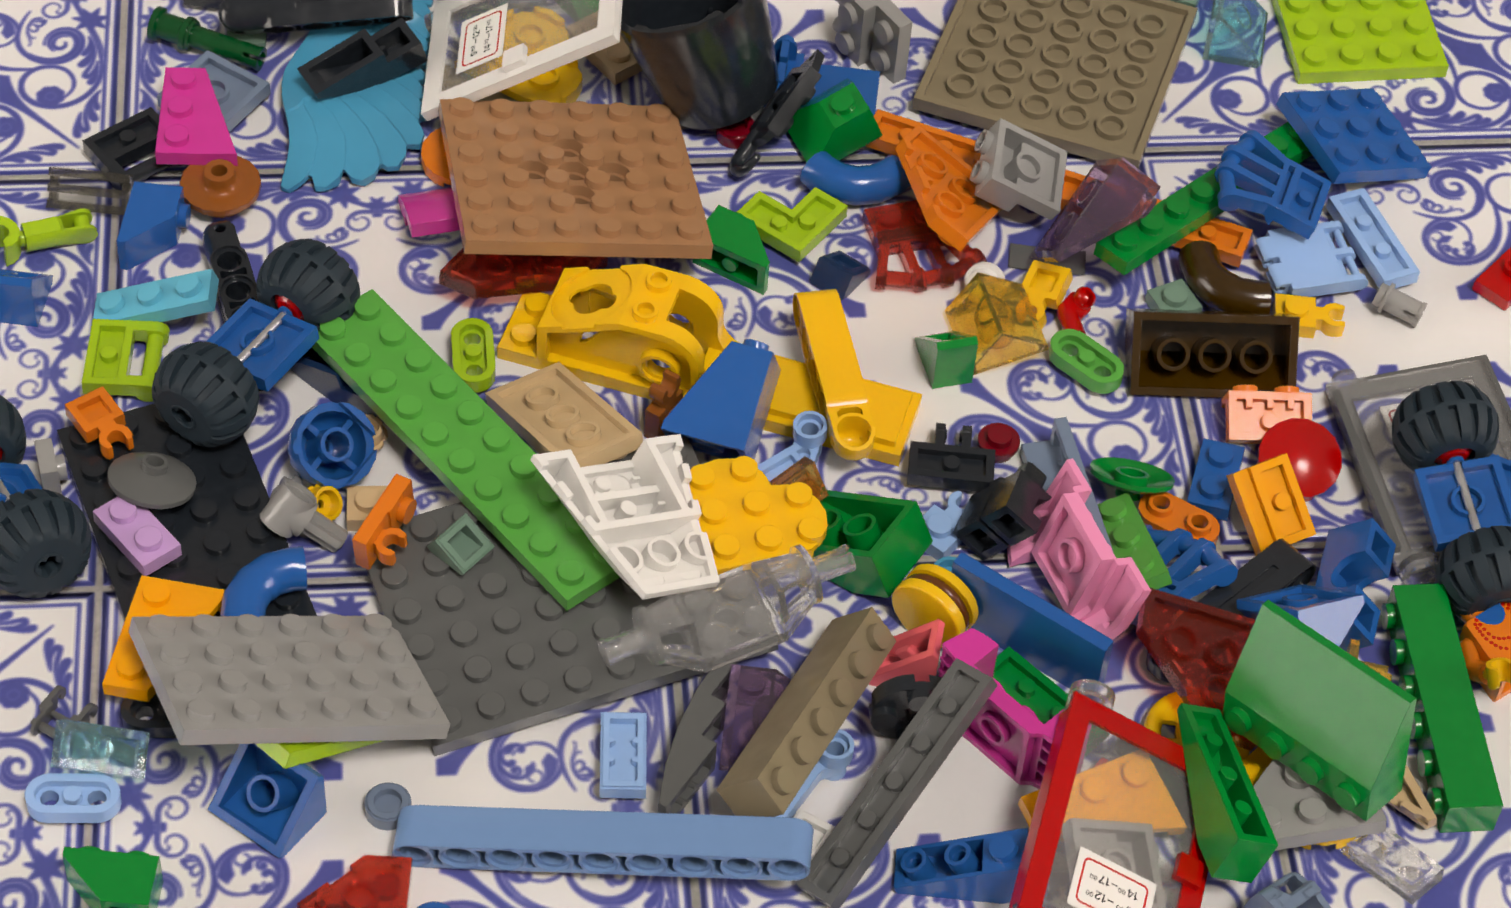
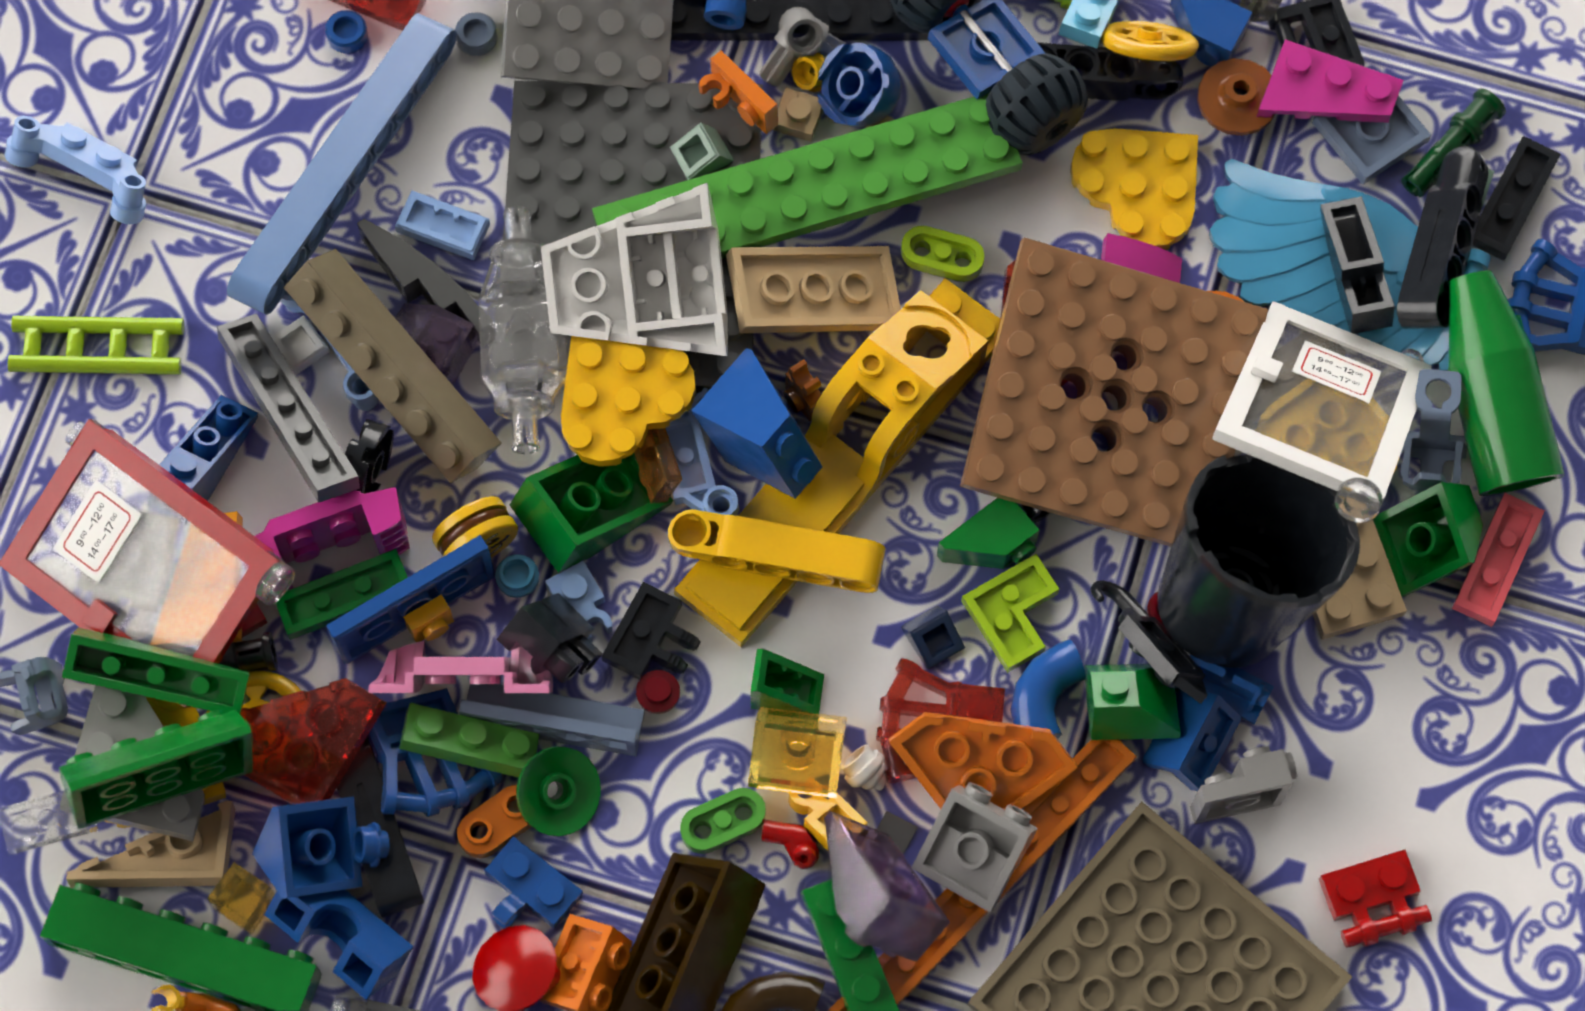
camera: 115 degrees right, 20 degrees up
(196, 247) = (1149, 41): none -> yellow plate
(351, 223) = (1140, 180): none -> yellow plate
(913, 653) = (432, 498): coral slope -> none
(1172, 296) = (771, 951): sand green plate -> none
(1271, 503) = (464, 904): light orange plate -> none
(1271, 571) = (370, 844): none -> blue plate

